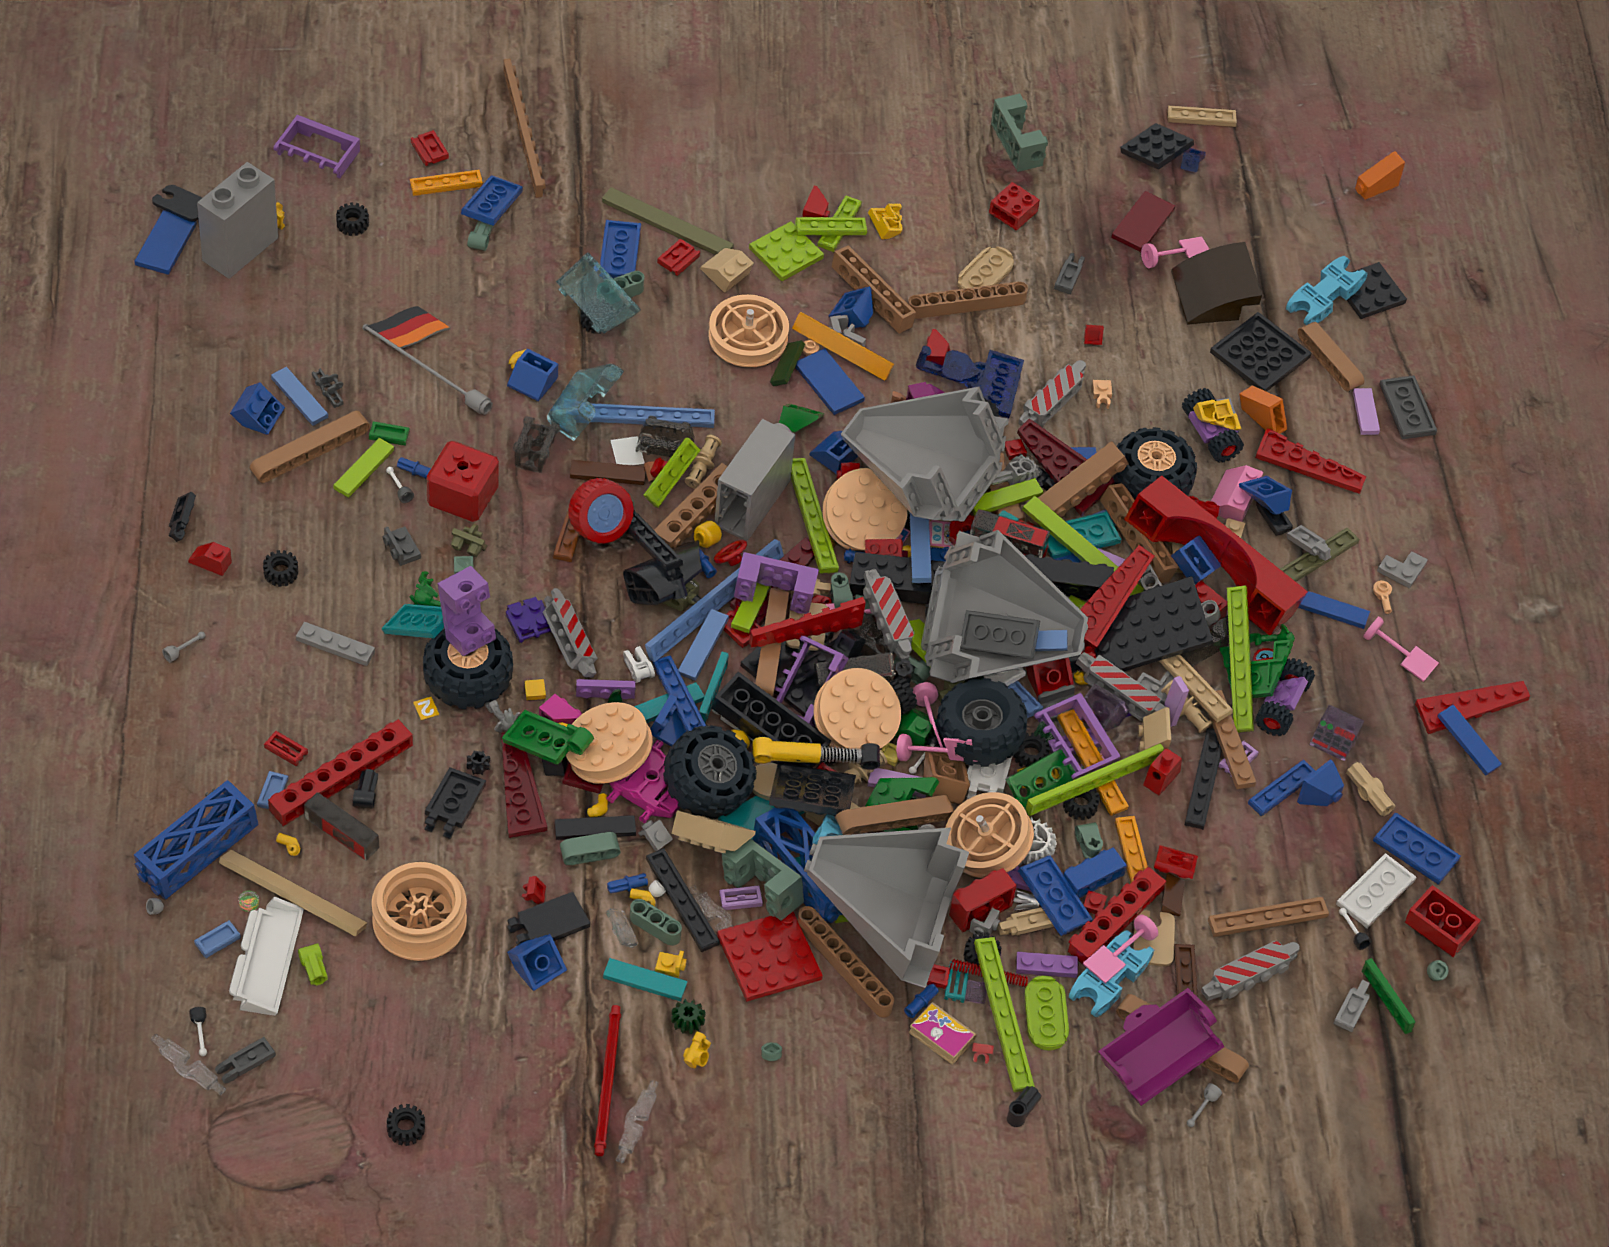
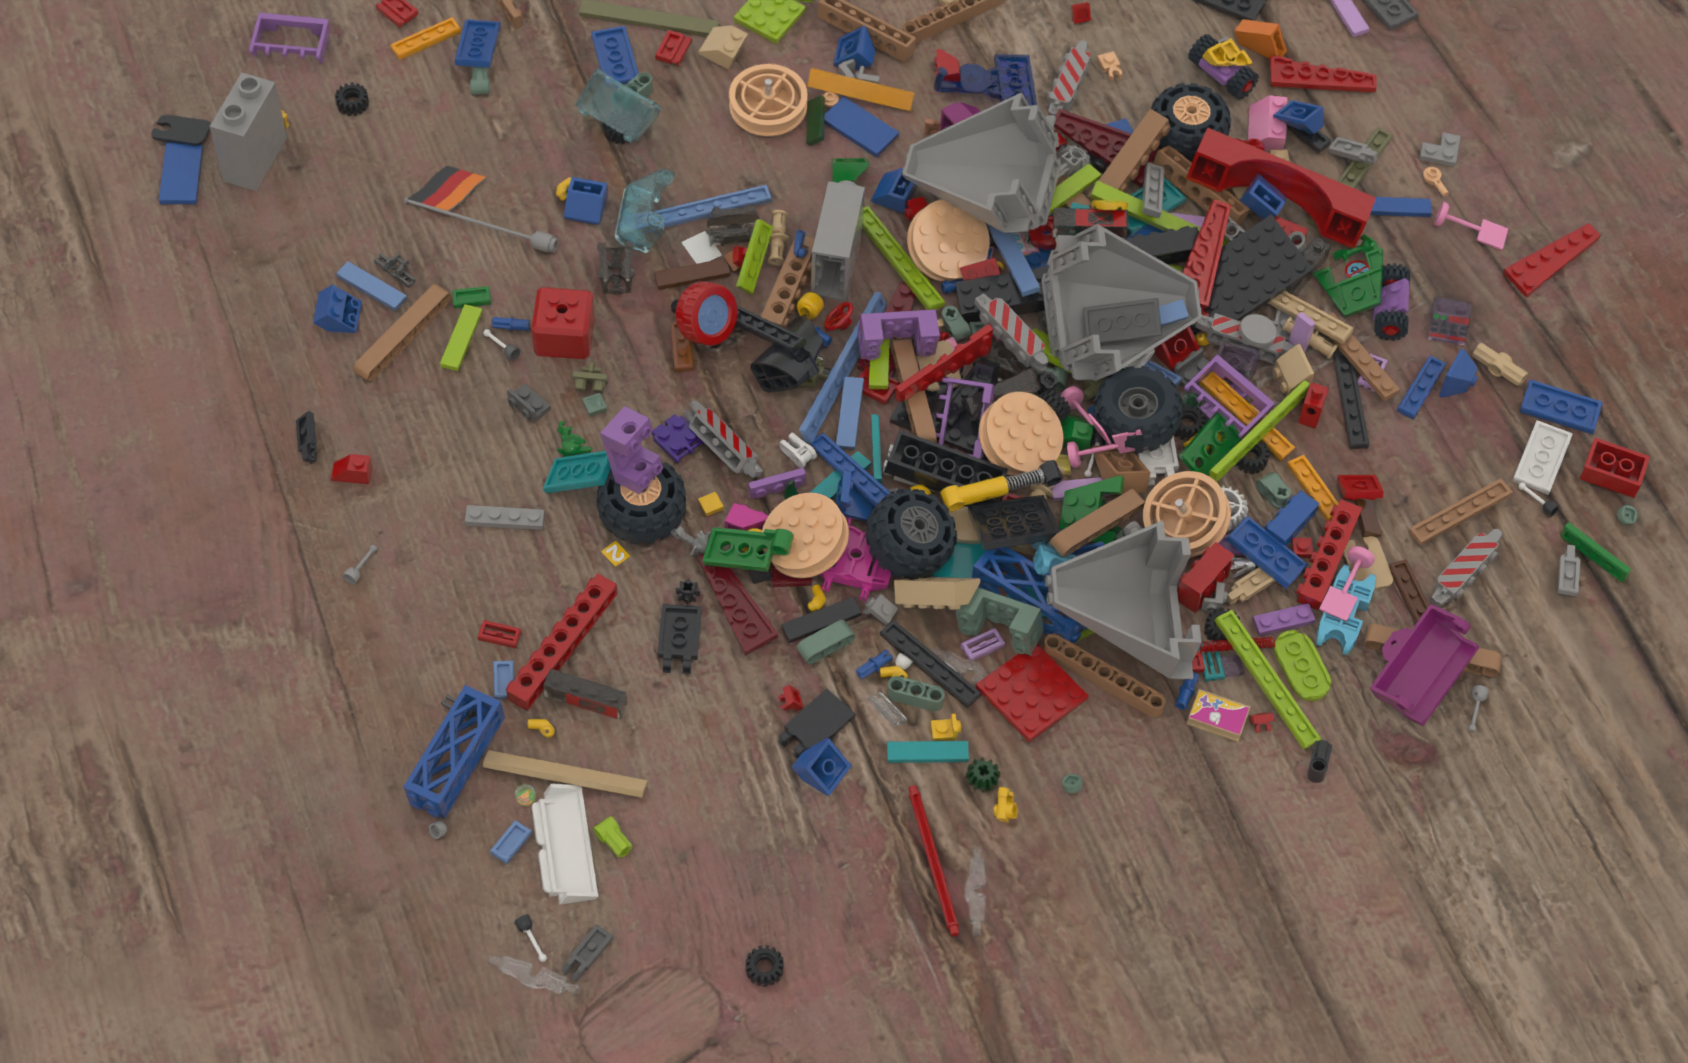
camera: 15 degrees left, 5 degrees up
(280, 576) = (423, 450): black tyre -> none
(365, 794) = (593, 655): black piece -> none
(402, 933) = (703, 782): light nougat wheel -> none
(720, 468) = (799, 251): none -> blue arm
(1034, 521) = (1109, 204): none -> yellow tile
(1088, 521) = (1153, 190): none -> light grey plate
(1133, 684) = (1257, 331): none -> light grey tile
(1240, 658) = (1339, 277): lime tile -> none
(1469, 740) = (1566, 292): blue tile -> none

